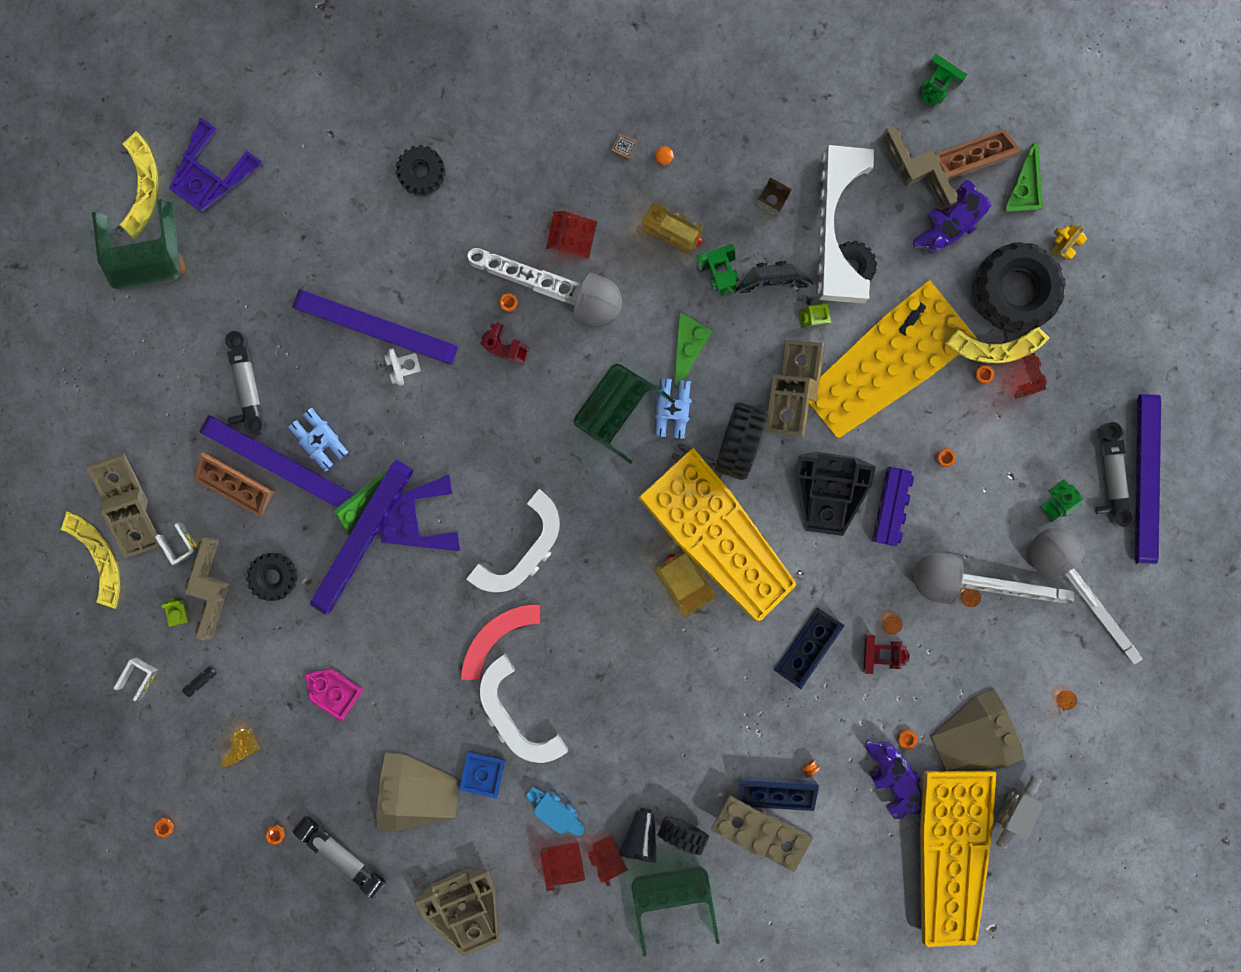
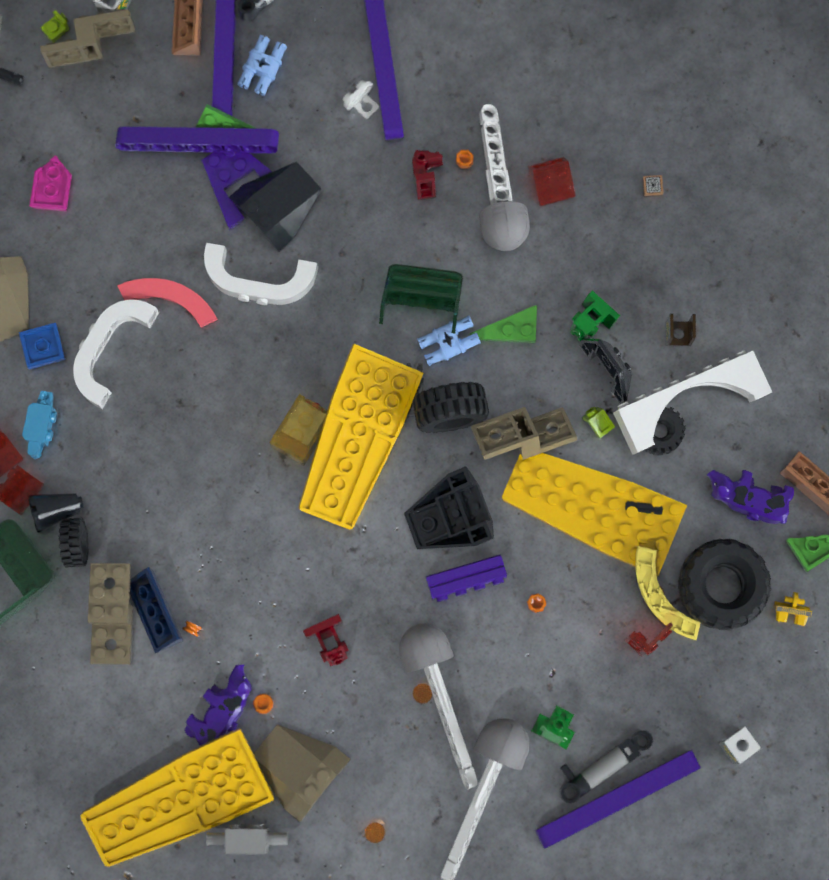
camera: 70 degrees right, 10 degrees down
(257, 573) = (123, 74): black tyre -> none
(424, 184) = (533, 43): black tyre -> none
(460, 494) = (278, 202): none -> black wedge
(663, 155) = (663, 222): orange tile -> none
(672, 228) = (604, 258): clear yellow piece -> none
(809, 648) = (300, 570): dark blue slope -> none
(892, 624) = (360, 635): clear orange tile -> none
(920, 167) = (780, 441): dark tan bracket -> none
(984, 374) = (630, 598): orange tile -> none
(1158, 359) = (731, 750): none -> white piece

